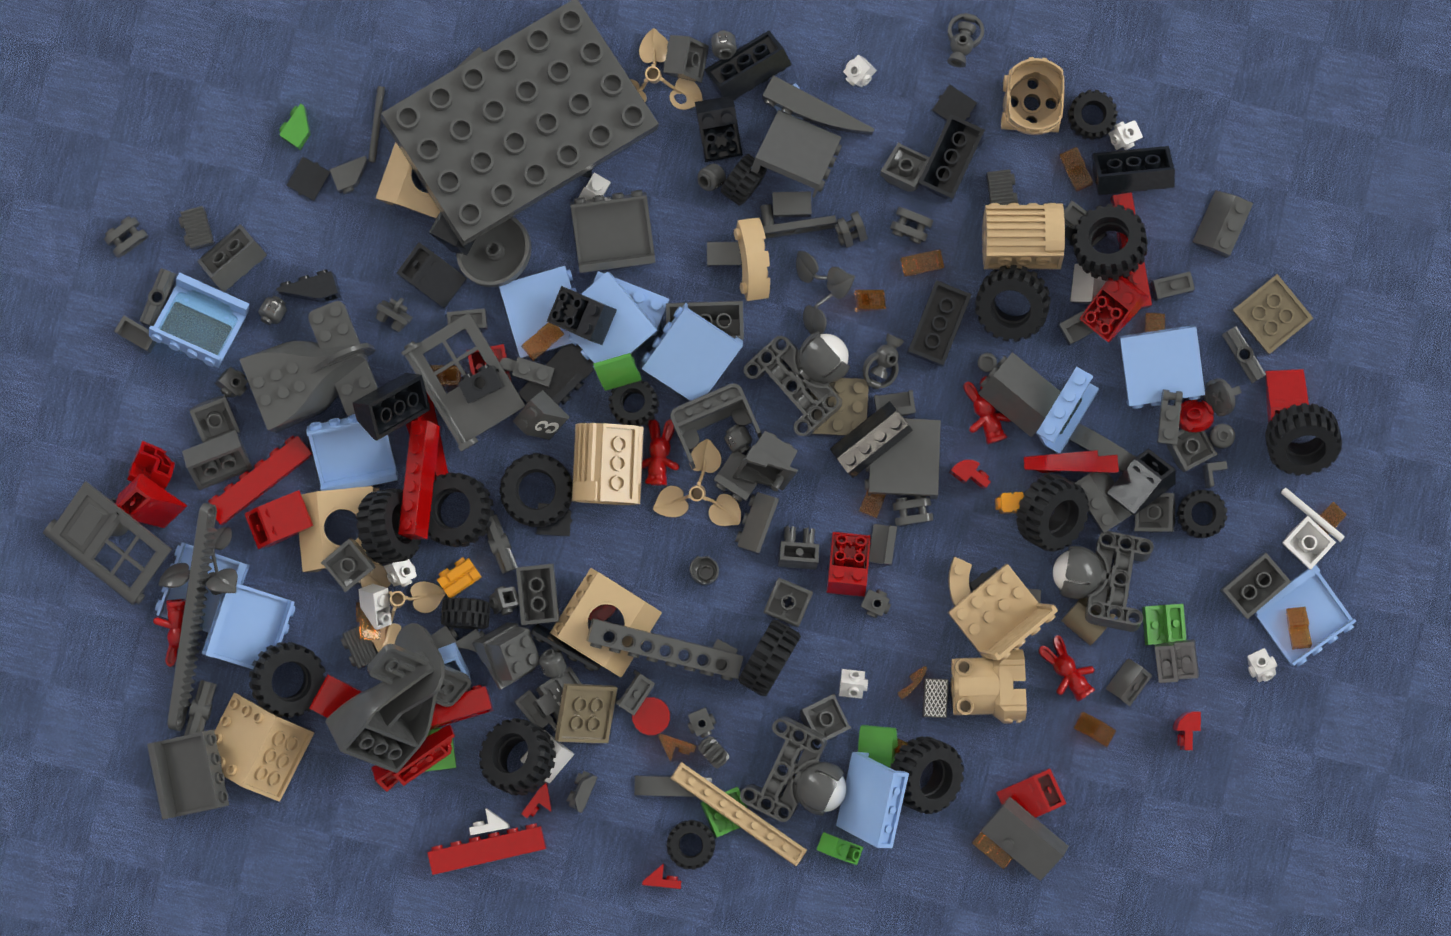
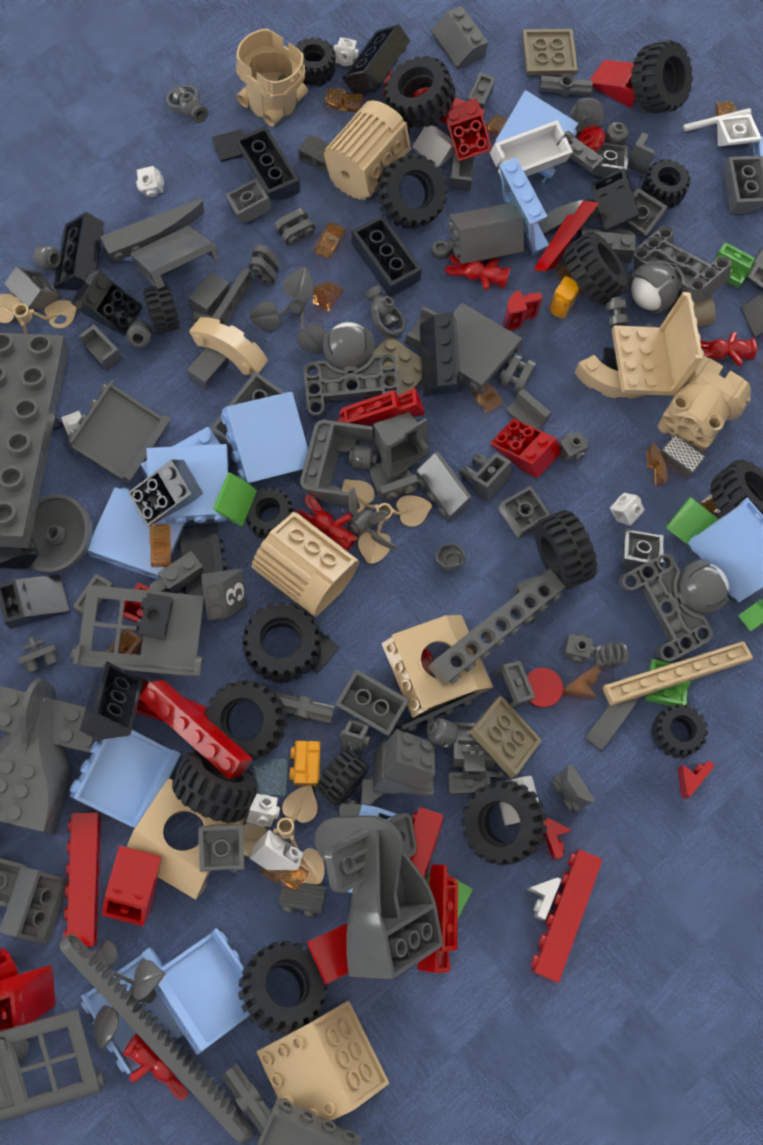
camera: 60 degrees left, 15 degrees down
(431, 558) = (271, 776): none -> clear light blue piece
(676, 155) = (100, 347): none -> dark grey panel
(682, 480) = (365, 520): none -> dark grey plant
(784, 424) = (382, 408): none -> red wedge
(1031, 555) = (617, 308): none -> dark grey brick
(1127, 379) = (534, 149): none -> white piece

